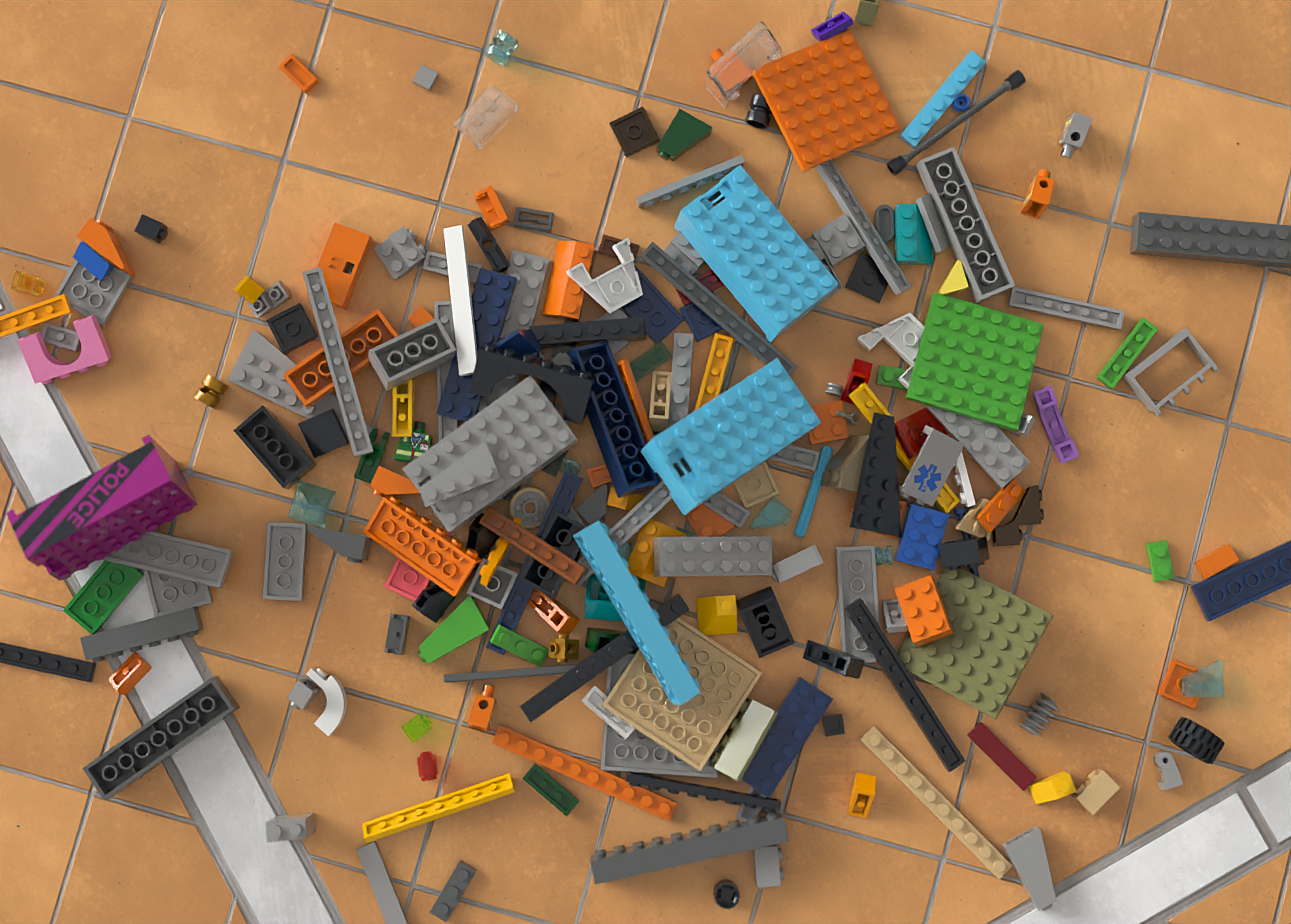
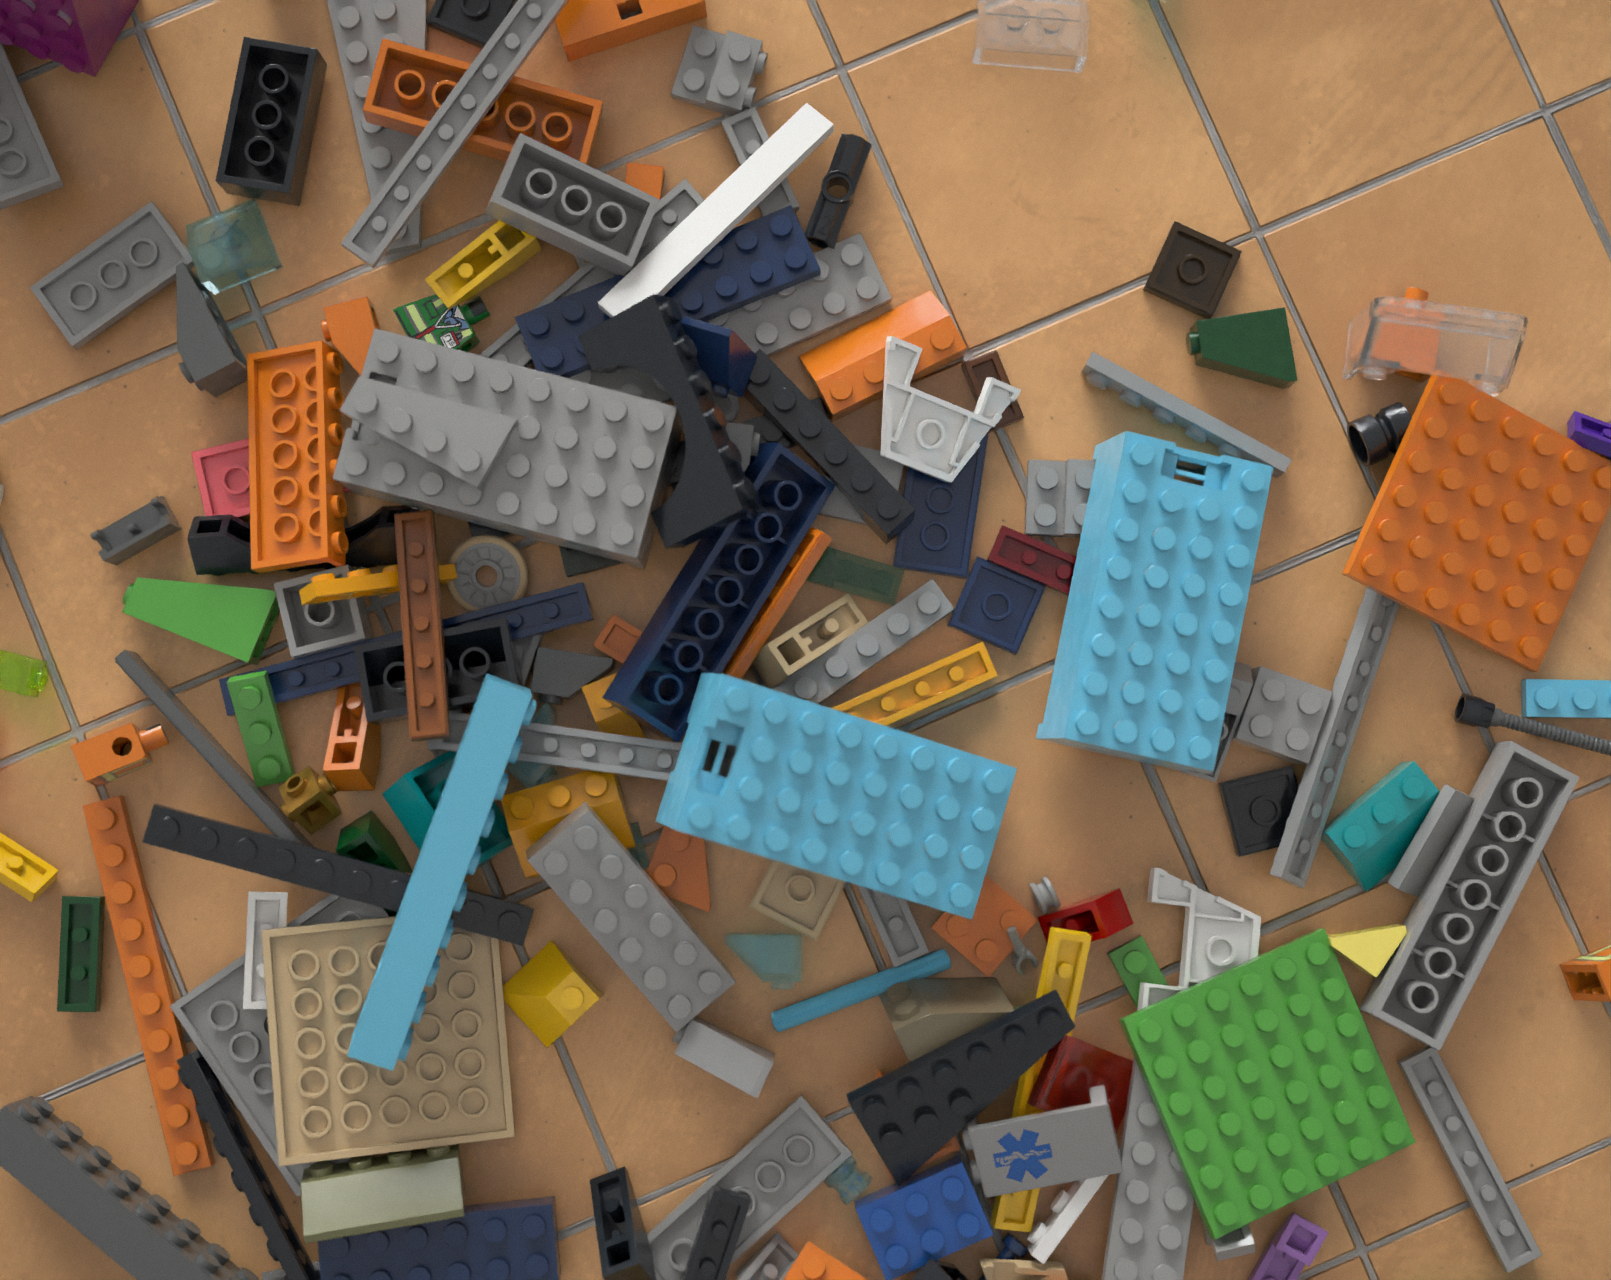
camera: 50 degrees right, 0 degrees up
(323, 433) = (350, 173): black tile -> none
(370, 462) = (361, 280): dark green hinge -> none
(491, 208) = (898, 150): orange hinge -> none
(534, 212) = (947, 254): dark grey tile -> none
(570, 466) = (599, 586): clear light blue slope -> none
(714, 307) = (1020, 611): dark grey plate -> none
(728, 509) = (726, 882): light grey plate -> none
(765, 622) = (597, 1076): black slope -> none
(885, 222) = (1369, 765): dark grey tile -> none

